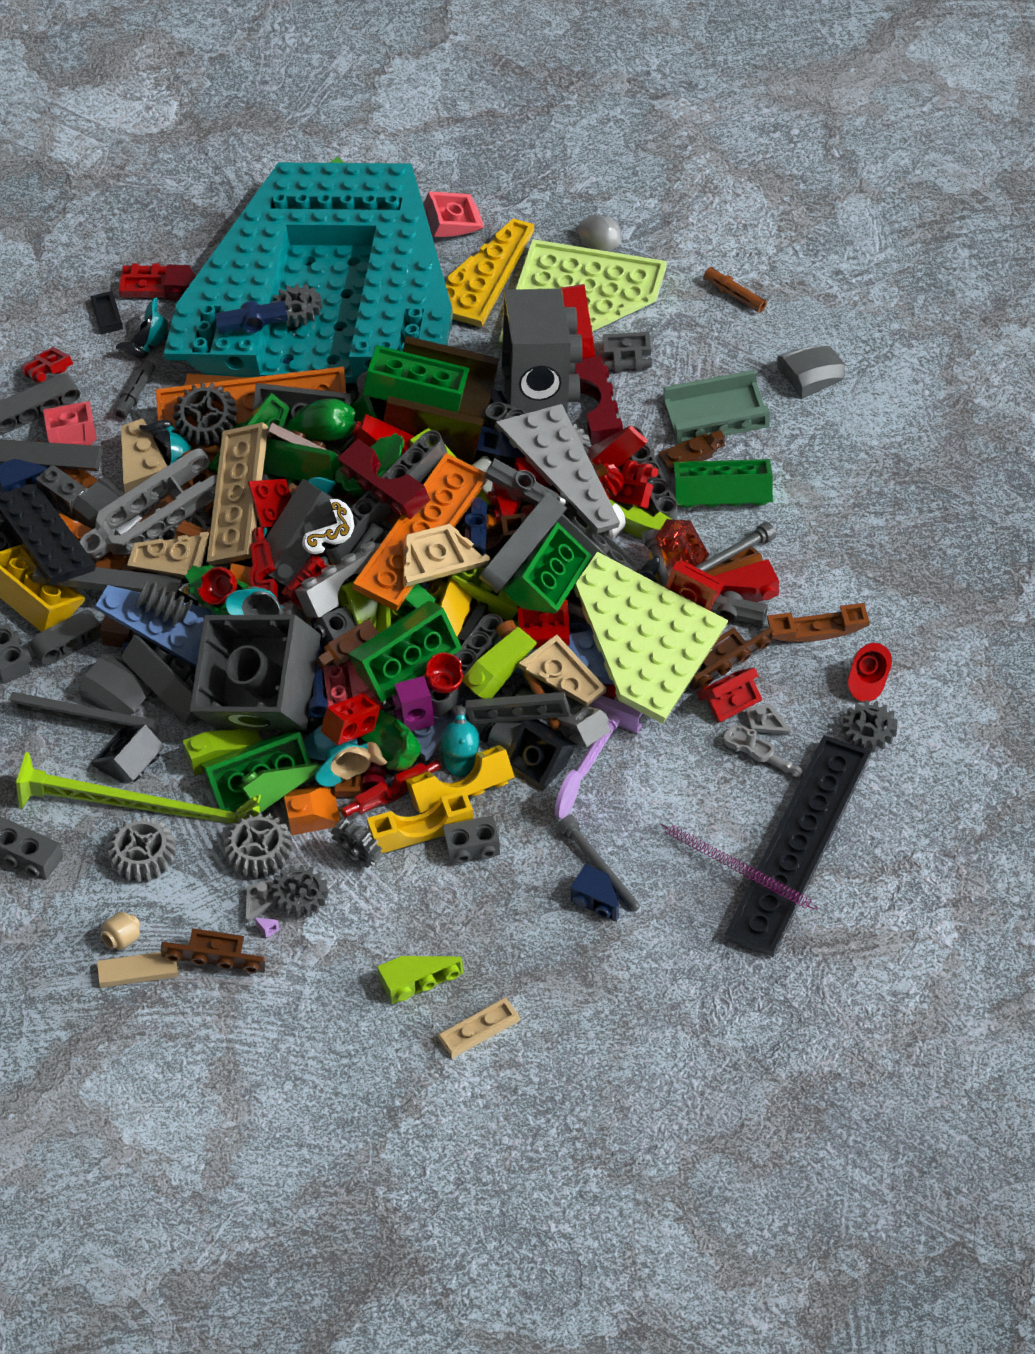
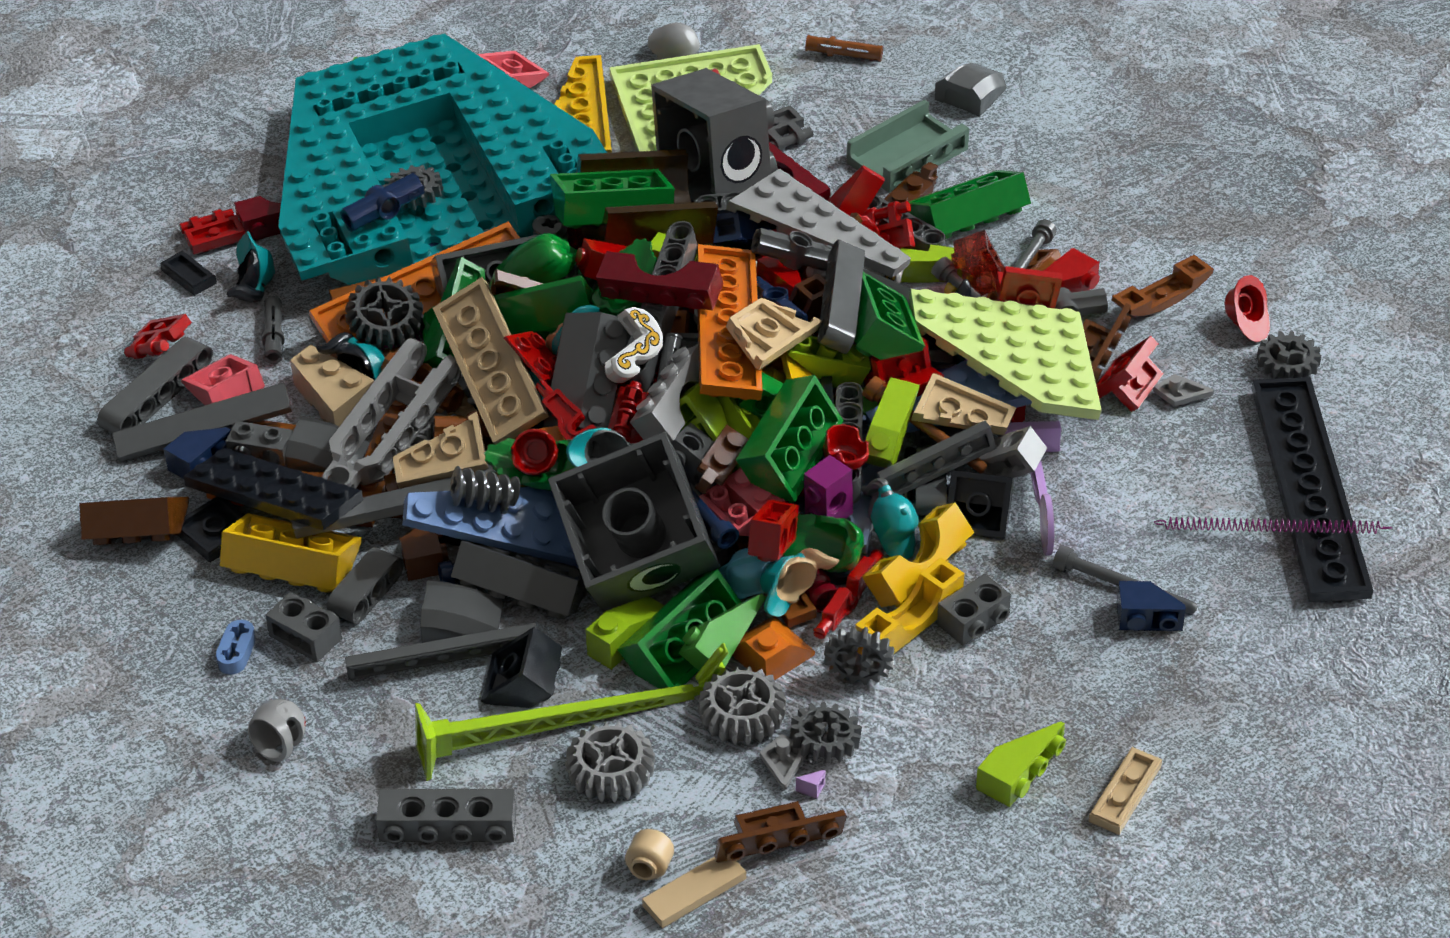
camera: 30 degrees left, 10 degrees down
(745, 740) = (1183, 416): light grey piece -> none

